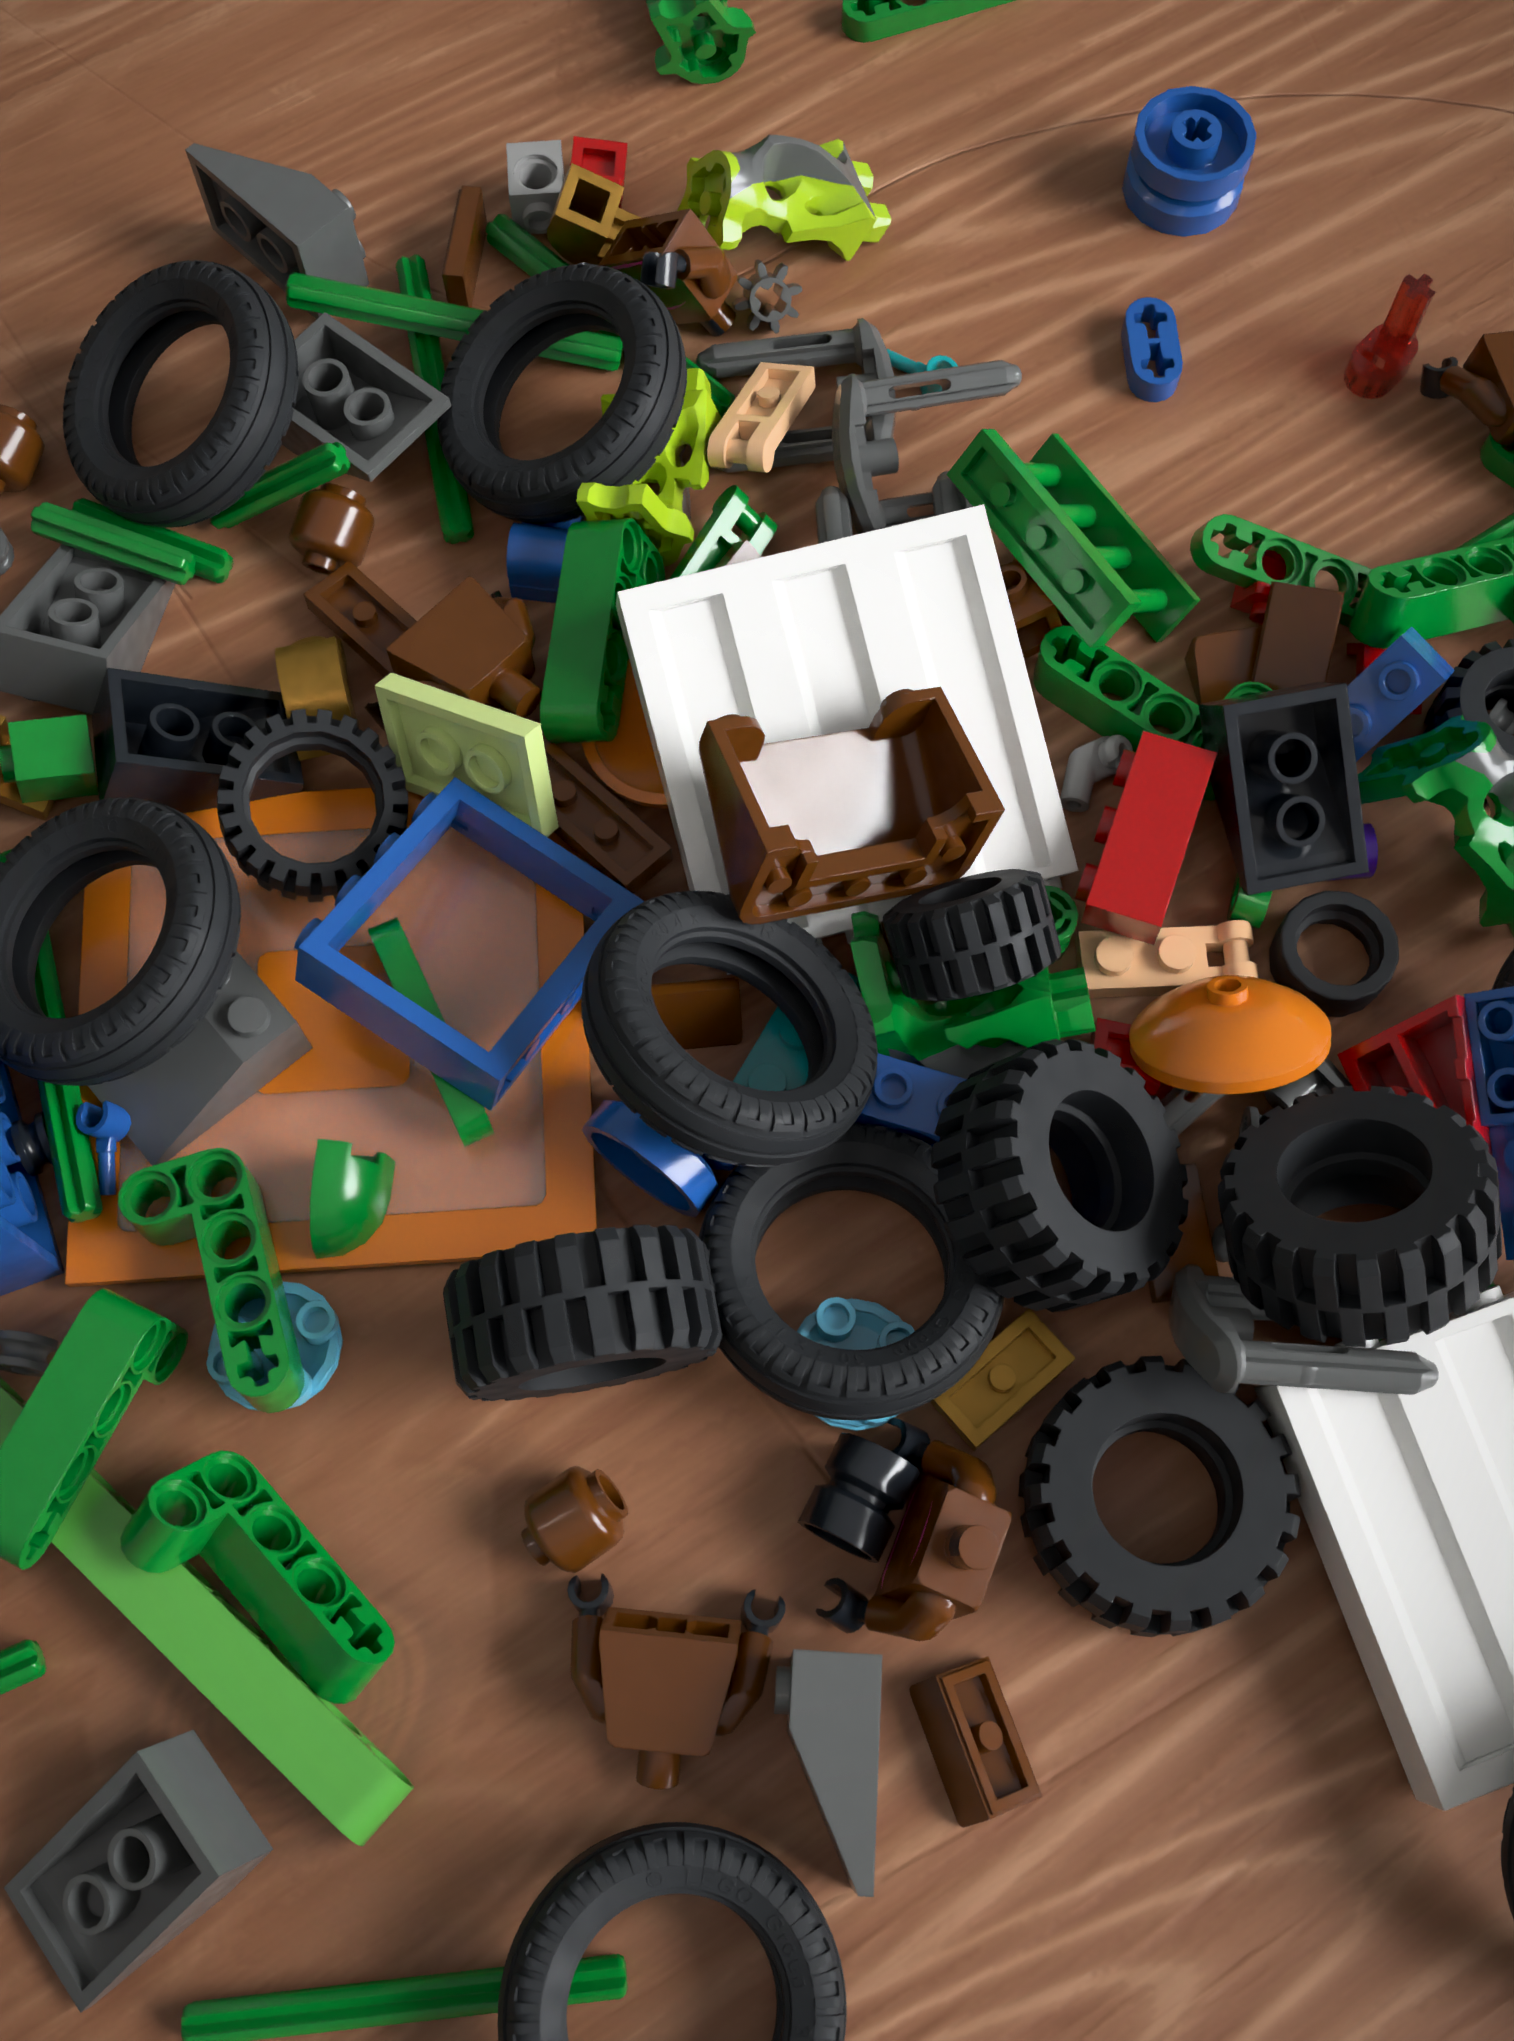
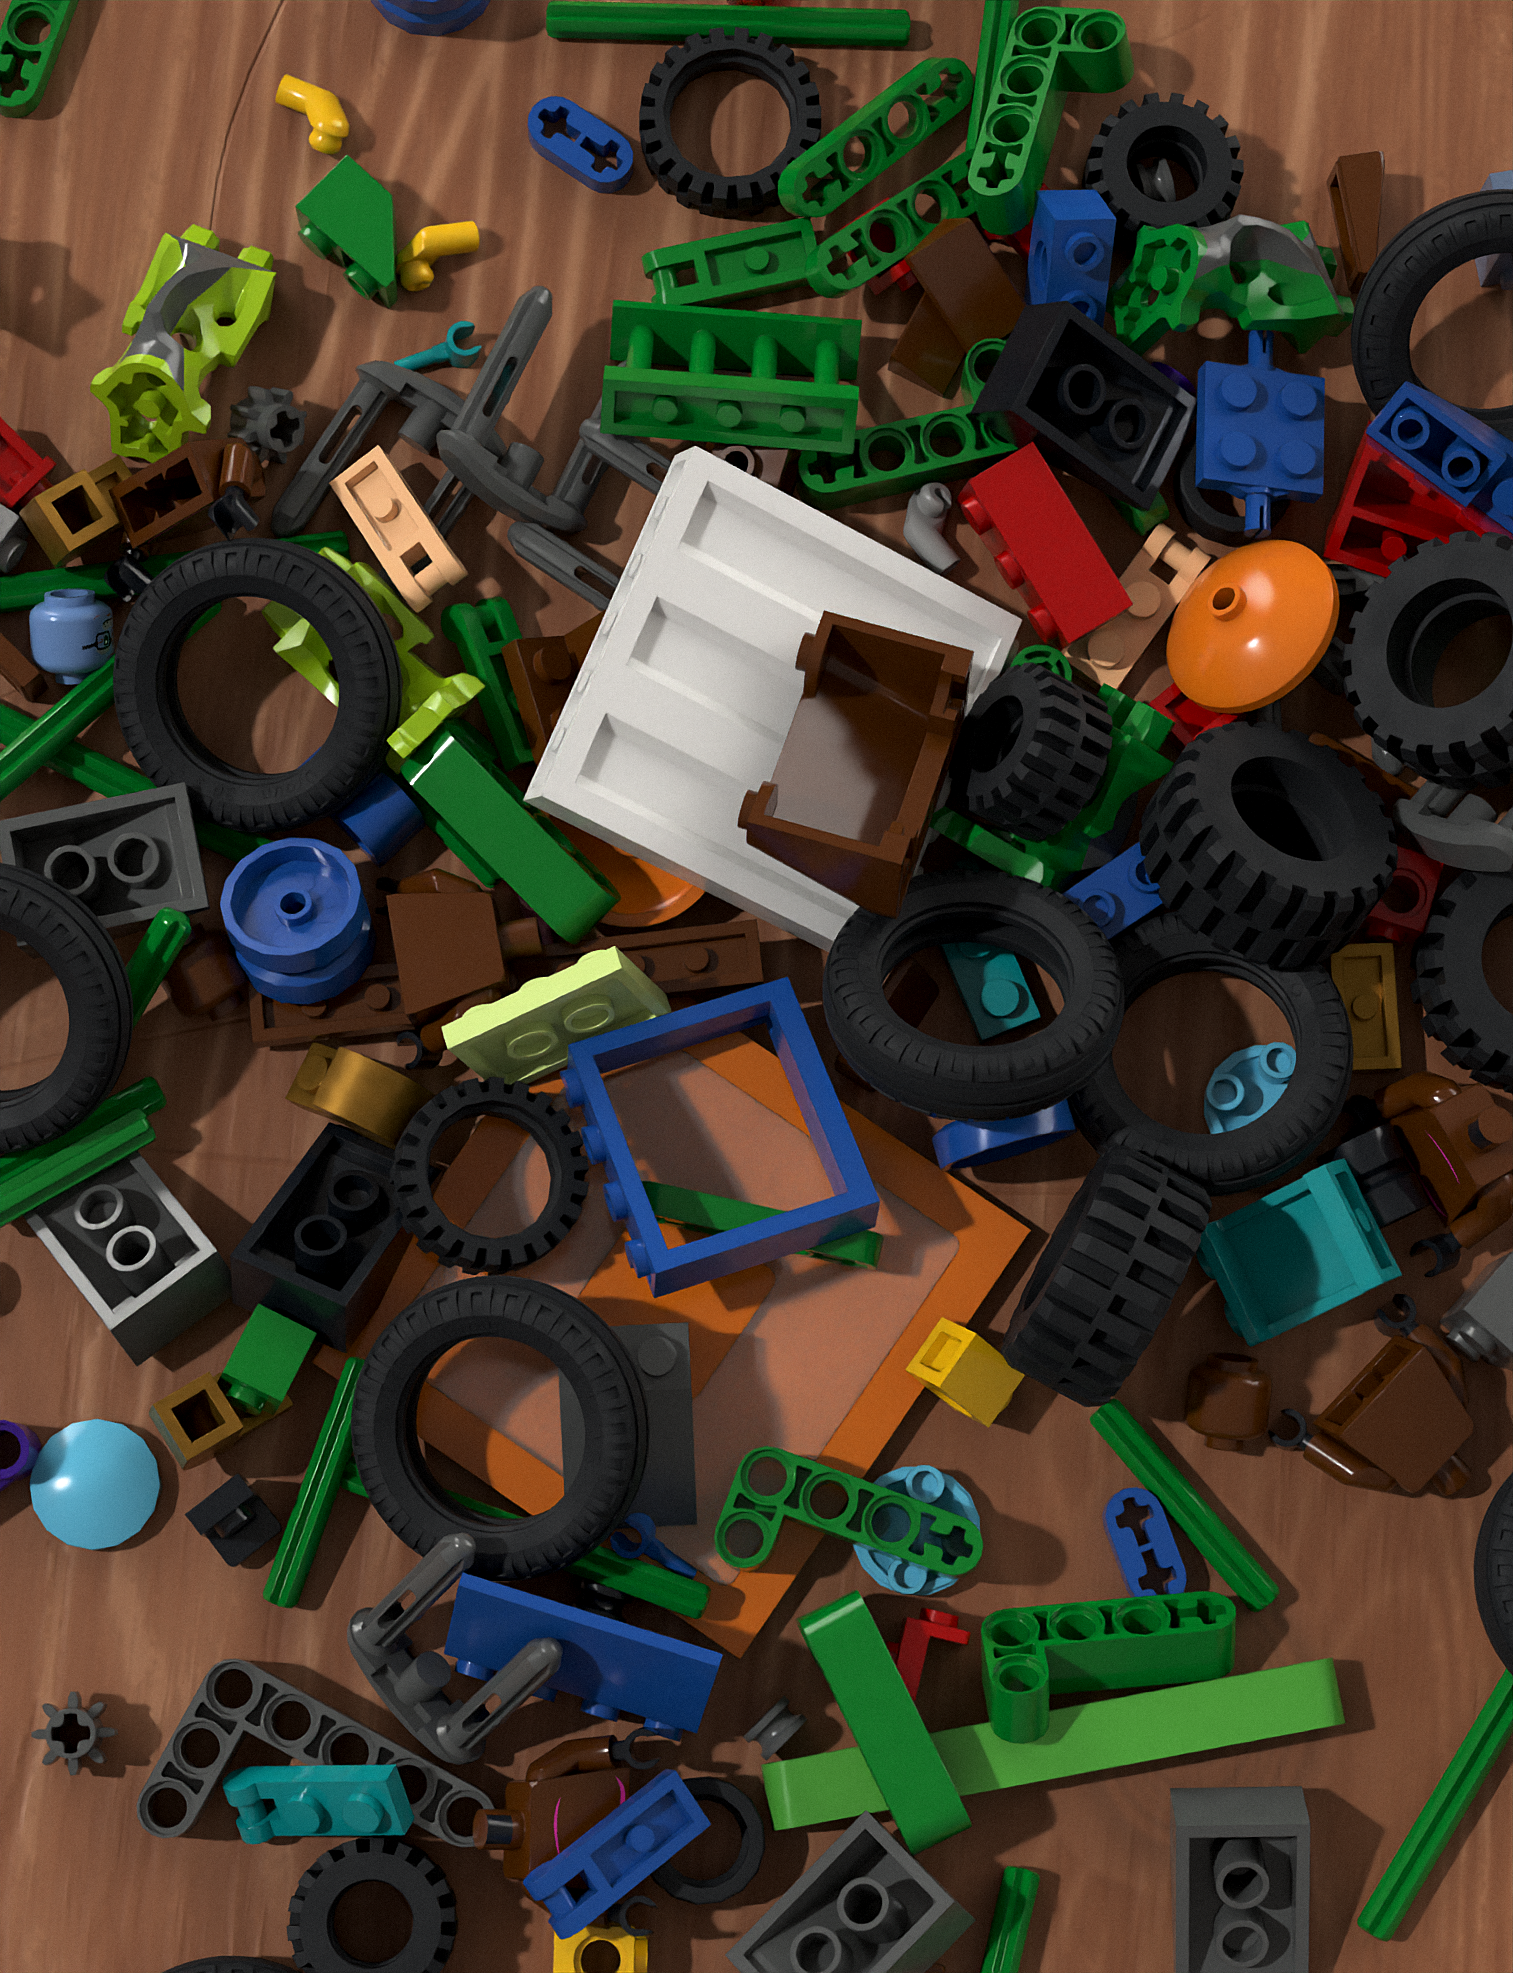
camera: 60 degrees left, 10 degrees up
(161, 1414) = (914, 1640): none -> red bracket
(347, 1197) = (847, 1389): green brick -> none
(409, 545) = (298, 920): none -> blue wheel
(411, 1556) = (1158, 1539): none -> blue beam
(419, 1273) = (965, 1372): none -> yellow brick
(458, 1557) = (1185, 1505): none -> green axle
(501, 271) = (71, 634): none -> medium blue head
(741, 1476) = (1296, 1253): none -> teal panel
(960, 255) = (356, 225): none -> green slope
(985, 308) = (428, 245): none -> yellow arm
(1019, 187) = (321, 109): none -> yellow arm
(1137, 1311) = (1419, 879): none -> red brick
(1156, 494) = (733, 265): none -> green plate
(1278, 373) = (718, 54): none -> black tyre
(1332, 378) = (680, 21): none -> green axle
(1345, 508) = (872, 129): none -> green beam
(1387, 930) = (1260, 433): none -> blue plate

